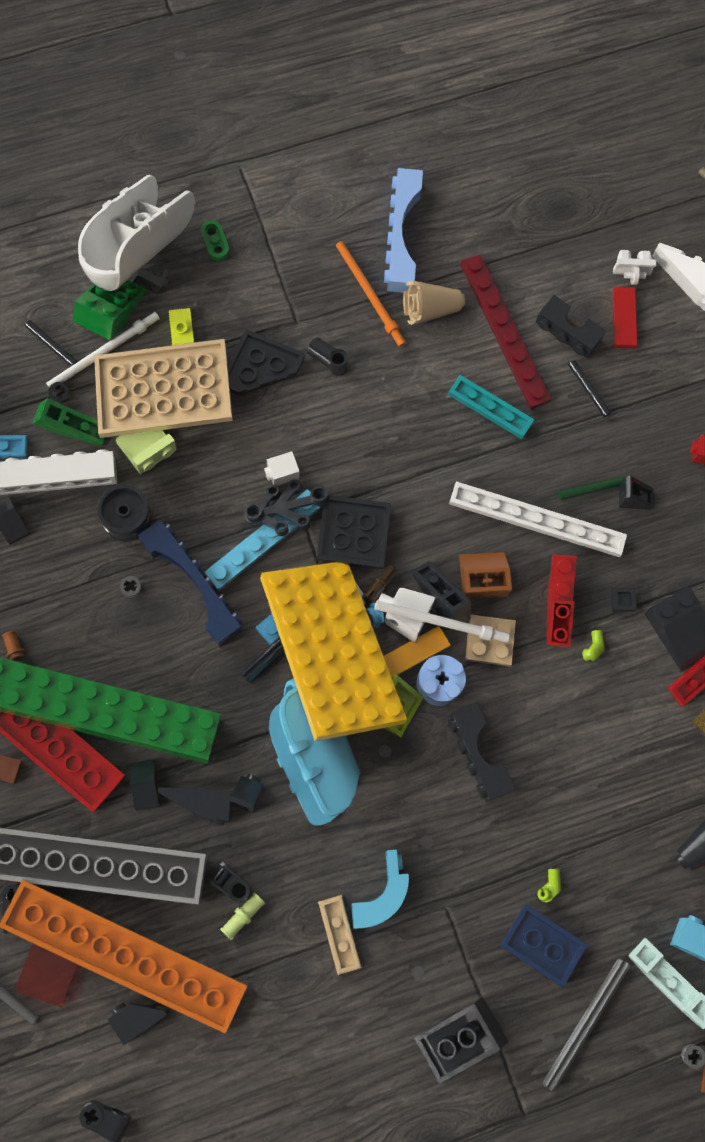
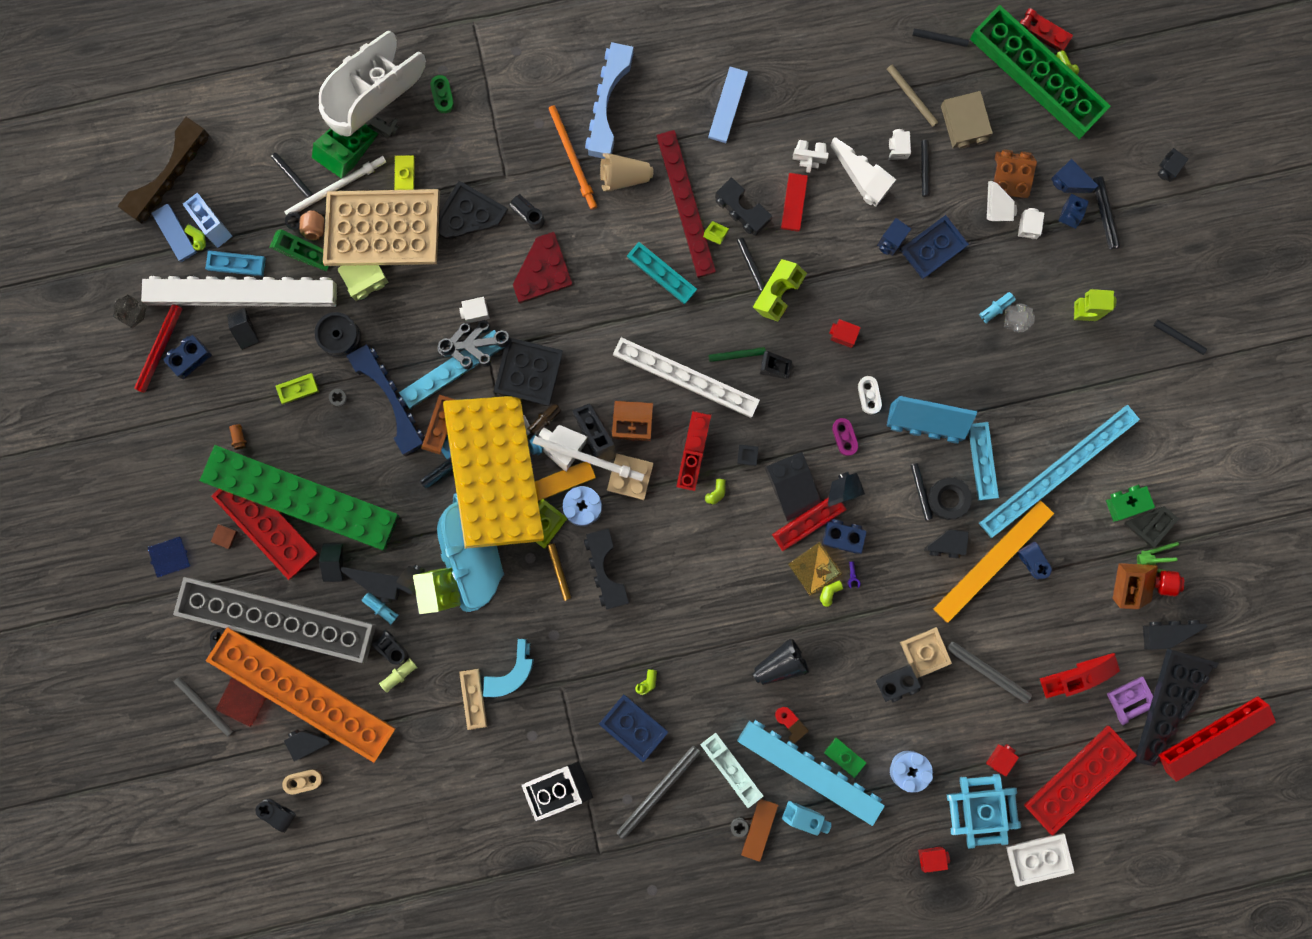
camera: 15 degrees right, 10 degrees up
(80, 394) = (312, 225): none -> nougat head
(81, 581) = (297, 388): none -> lime plate
(136, 1071) = (303, 781): none -> tan plate
(210, 834) = (379, 608): none -> medium azure axle
(255, 608) = (437, 428): none -> dark orange plate
(281, 801) = (436, 590): none -> lime brick
(353, 418) = (542, 270): none -> dark red plate
(423, 764) = (559, 572): none -> pearl gold bar
(533, 224) = (727, 104): none -> light blue tile
(544, 357) = (716, 232): none -> lime plate
(632, 394) = (785, 276): none -> lime arch

